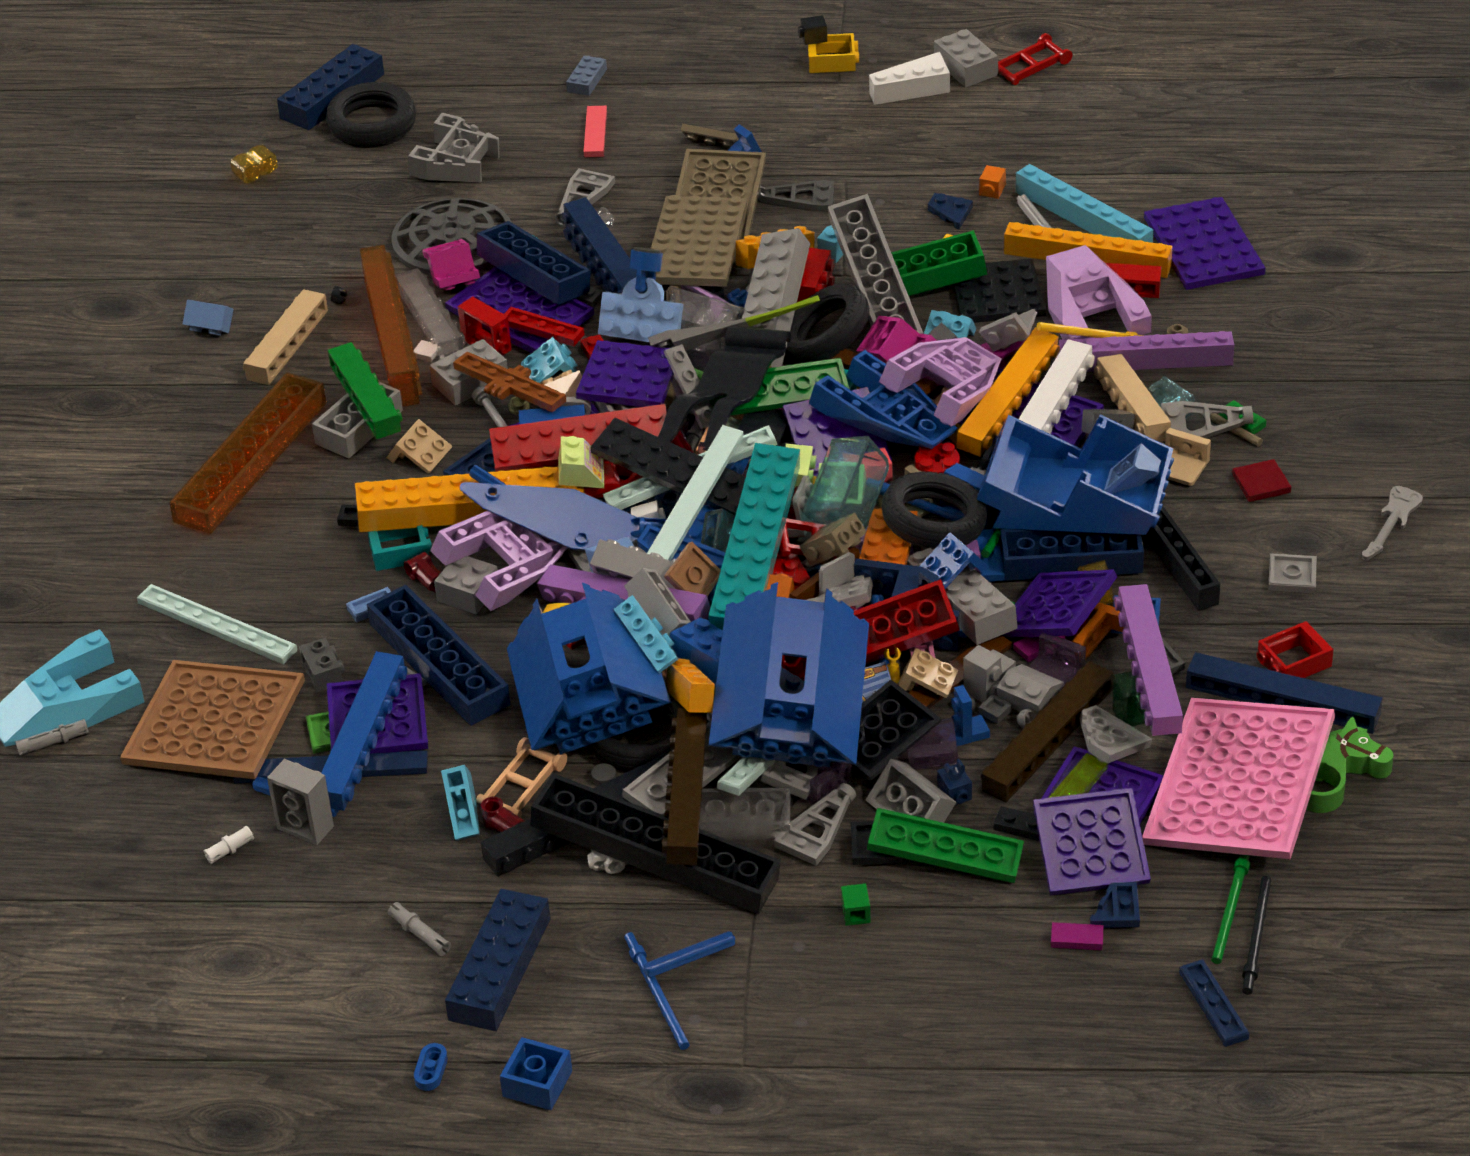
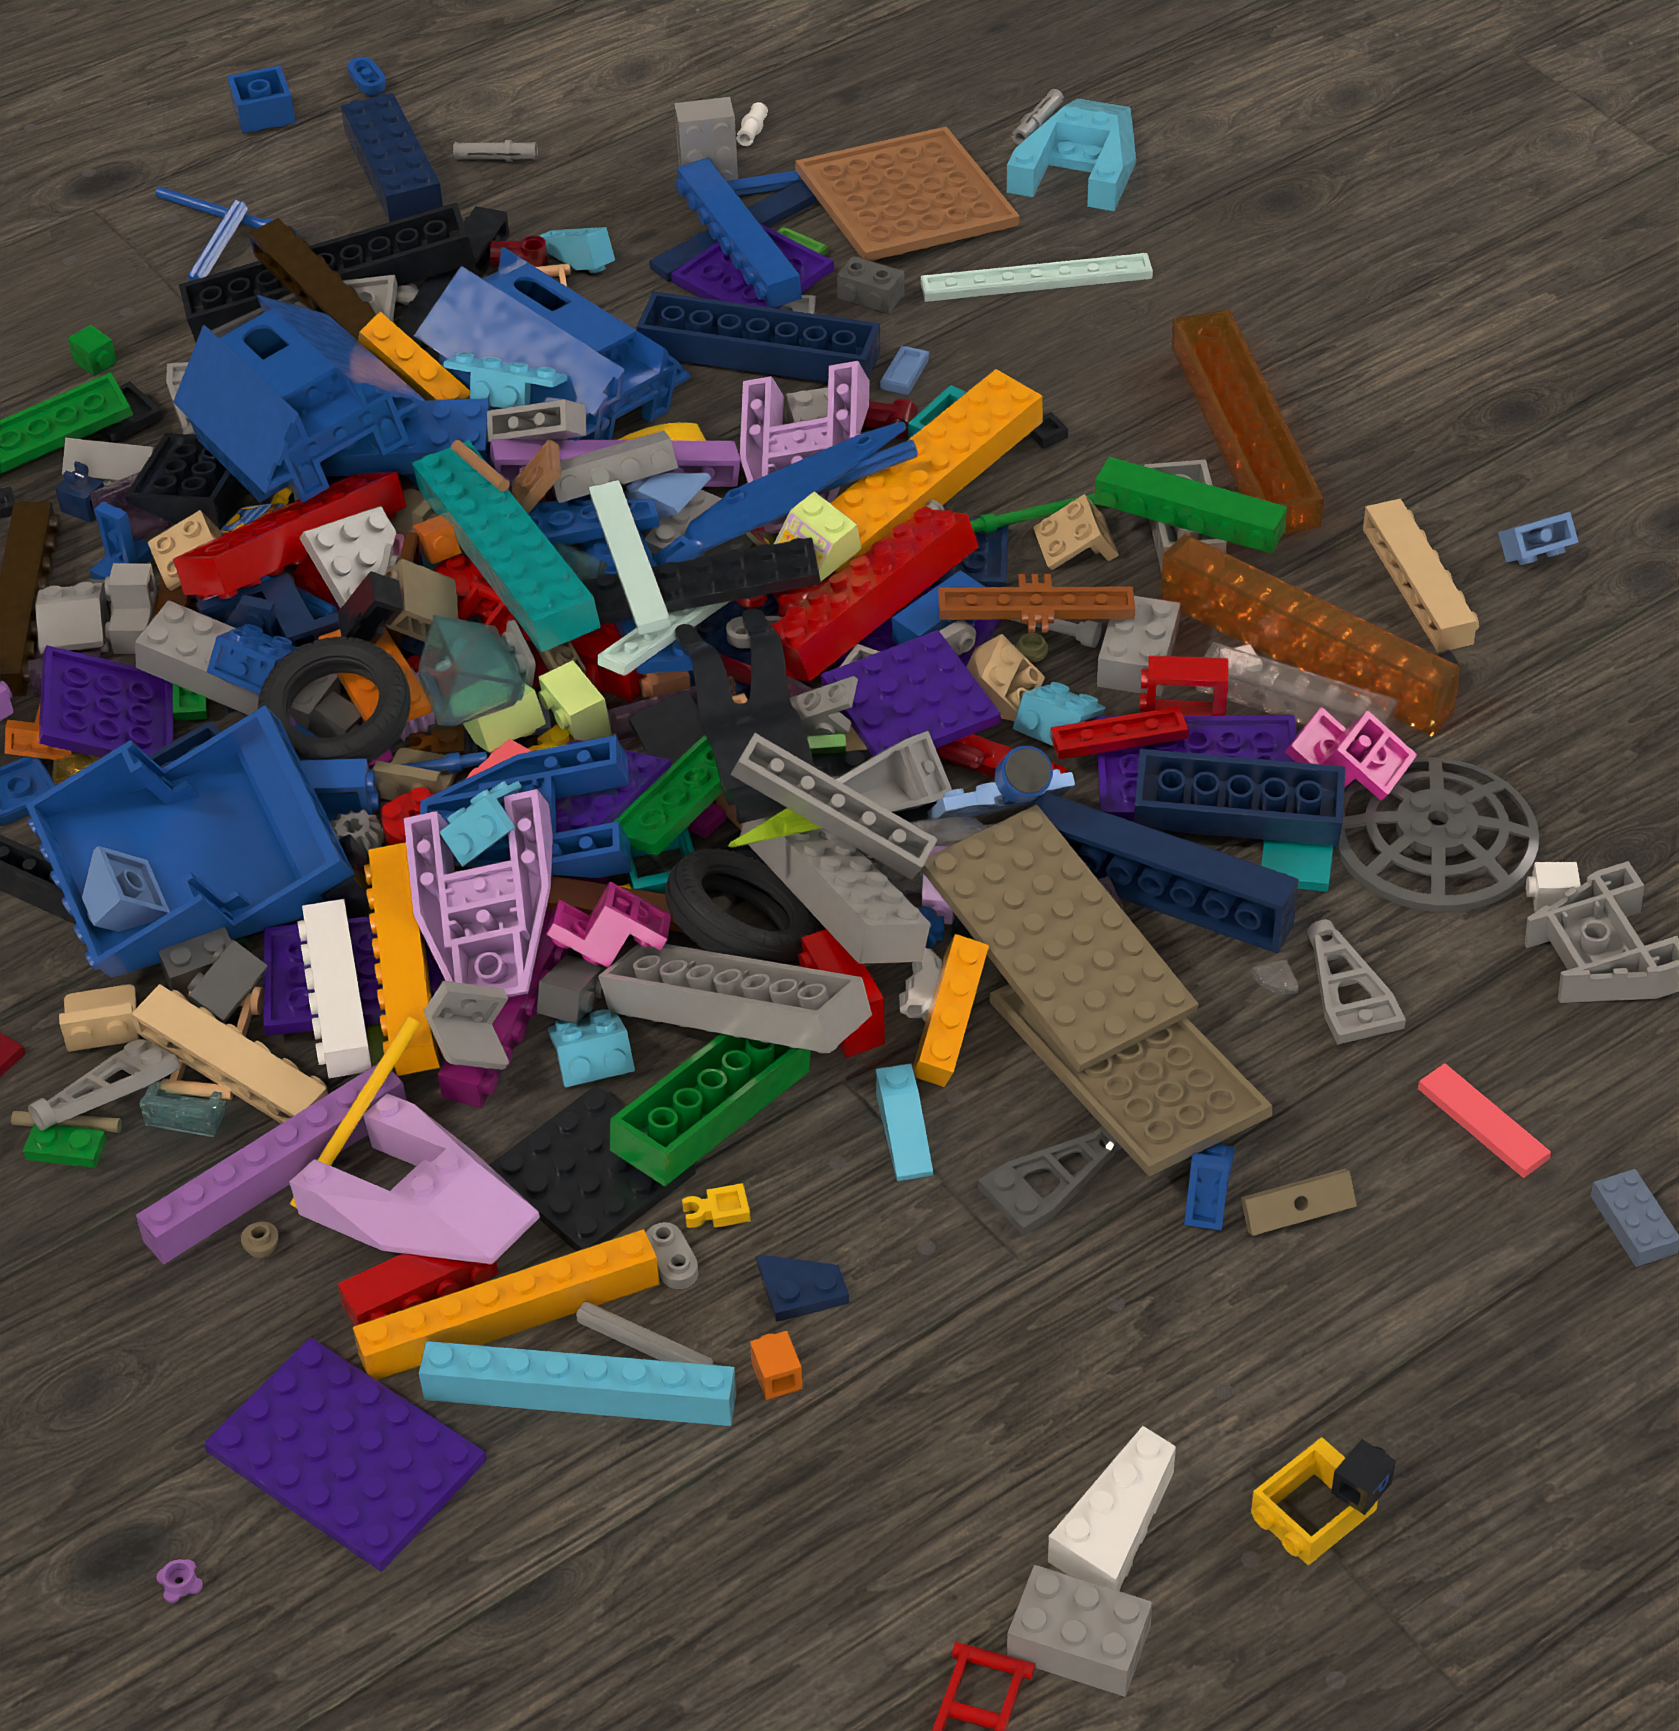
camera: 140 degrees right, 5 degrees up
(440, 184) = (1551, 881): none -> white brick
(460, 464) = (990, 522): none -> green bar
(727, 573) = (480, 465): none -> medium nougat bar
(751, 293) = (834, 806): none -> light grey brick
(872, 527) = (370, 608): none -> black brick
(919, 384) = (479, 825): none -> medium azure bracket
(993, 244) = (670, 1253): none -> light grey plate
(1311, 230) = (176, 1571): none -> medium lavender plate

